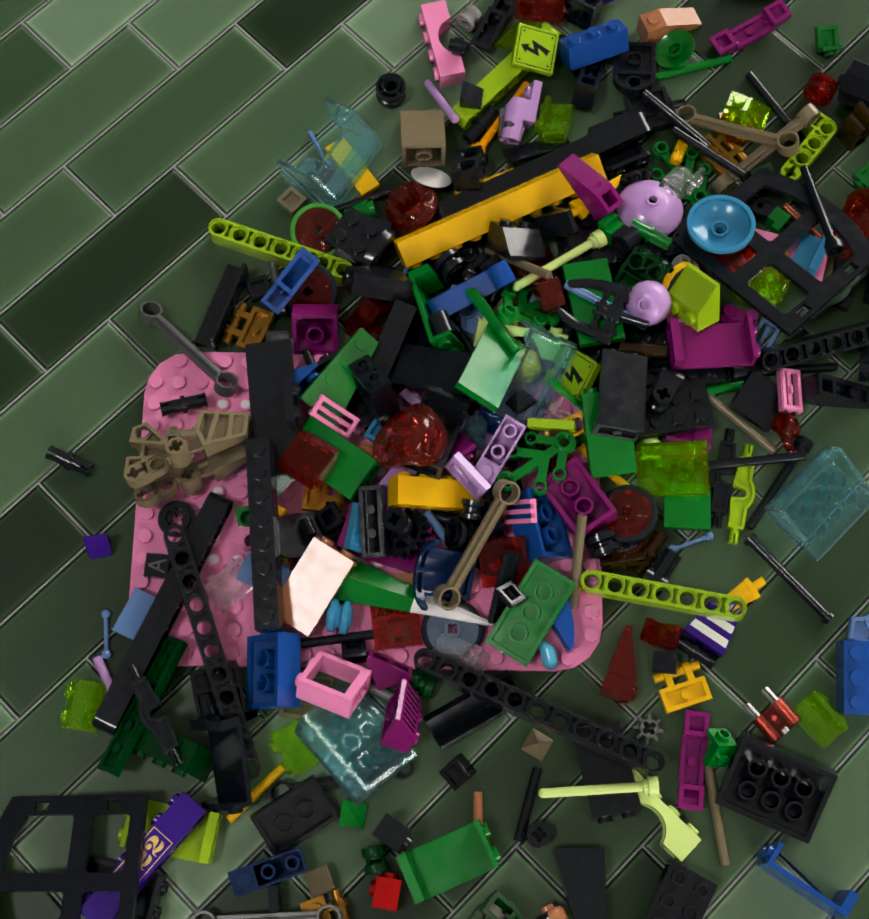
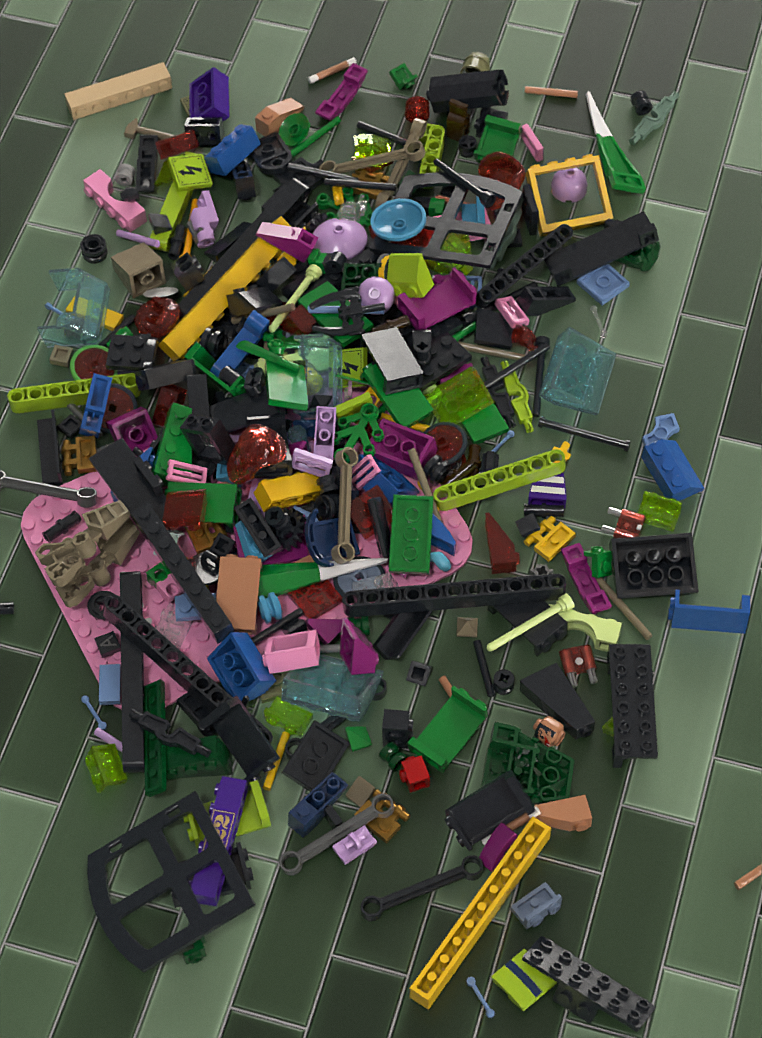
camera: 25 degrees left, 15 degrees down
(98, 545) = (51, 654): dark purple slope -> none
(466, 339) = (254, 381): none -> black beam
(510, 594) = (388, 526): black slope -> none
(554, 121) = (232, 215): clear neon green bracket -> none
(630, 853) = (578, 661): none -> clear red piece
(652, 235) = (353, 252): green axle -> none
(660, 634) = (513, 511): clear red bracket -> none
(857, 158) = (467, 145): none -> black wheel

